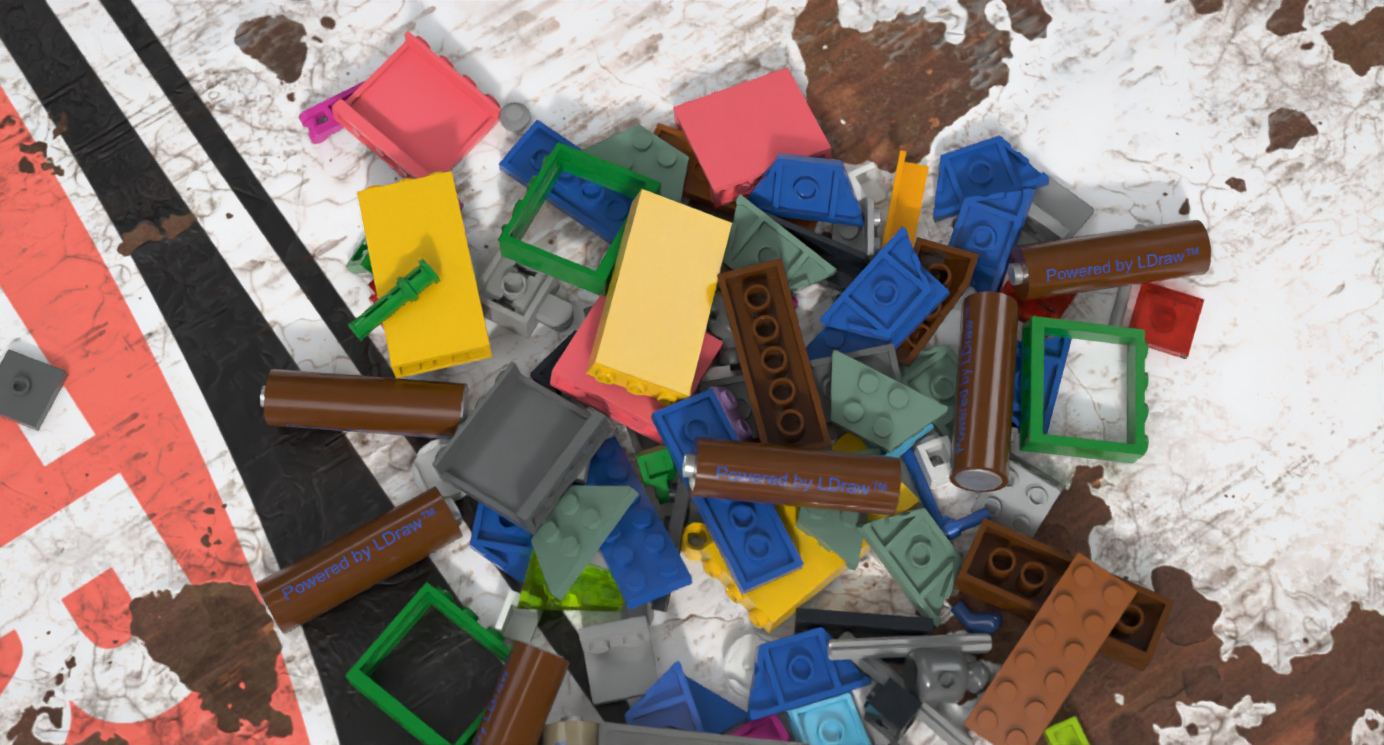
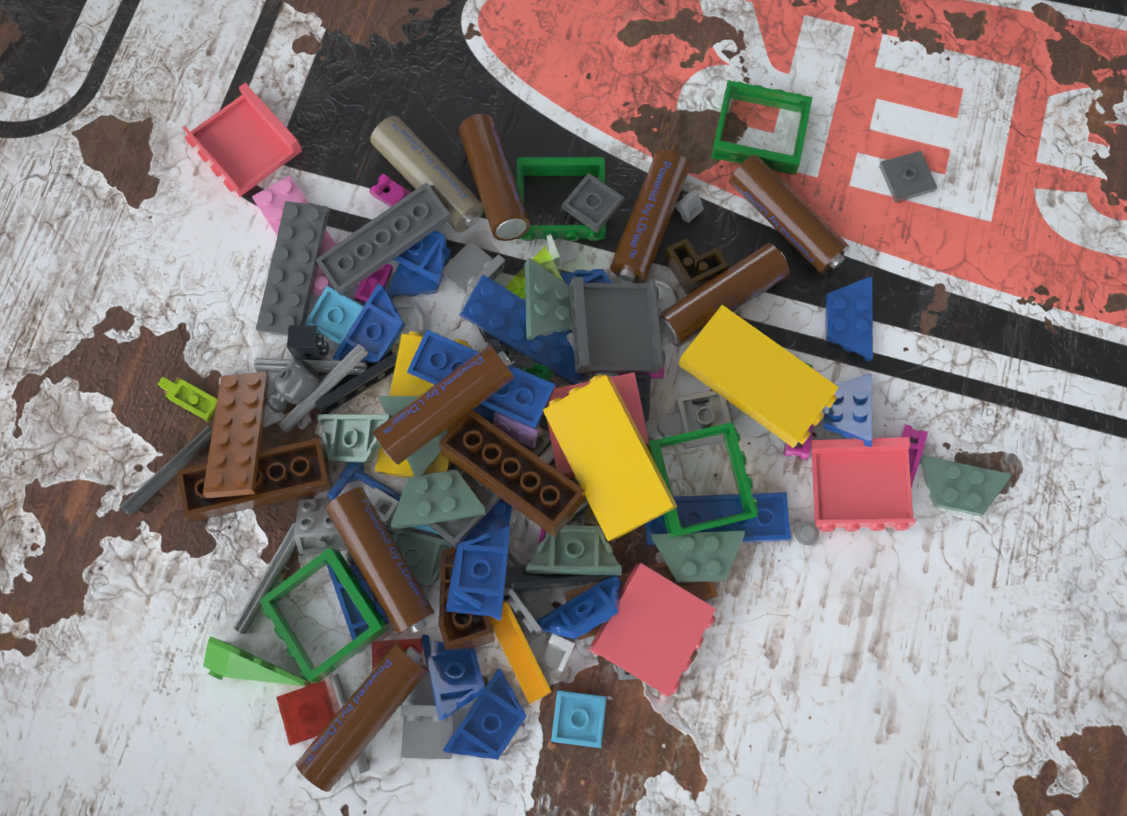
camera: 140 degrees right, 5 degrees up
(87, 531) = (768, 97): none -> green window
(204, 440) = (789, 214): none -> reddish brown piece
(251, 287) = (851, 318): none -> blue wing
(300, 543) = (689, 206): none -> light grey tile
(317, 48) = (961, 485): none -> sand green wing
(336, 198) = (852, 410): none -> wing
(371, 456) = (691, 269): none -> dark brown brick
(406, 290) = (752, 346): green pin -> none
(413, 621) = (592, 202): none -> dark grey plate
(890, 119) = (579, 719): none -> medium azure plate
(977, 621) = (297, 434): dark blue arm -> none
(1118, 483) = (266, 582): none -> light grey axle
(1156, 693) = (167, 471): none -> dark grey axle
(1203, 407) = (234, 663): none -> bright green wedge

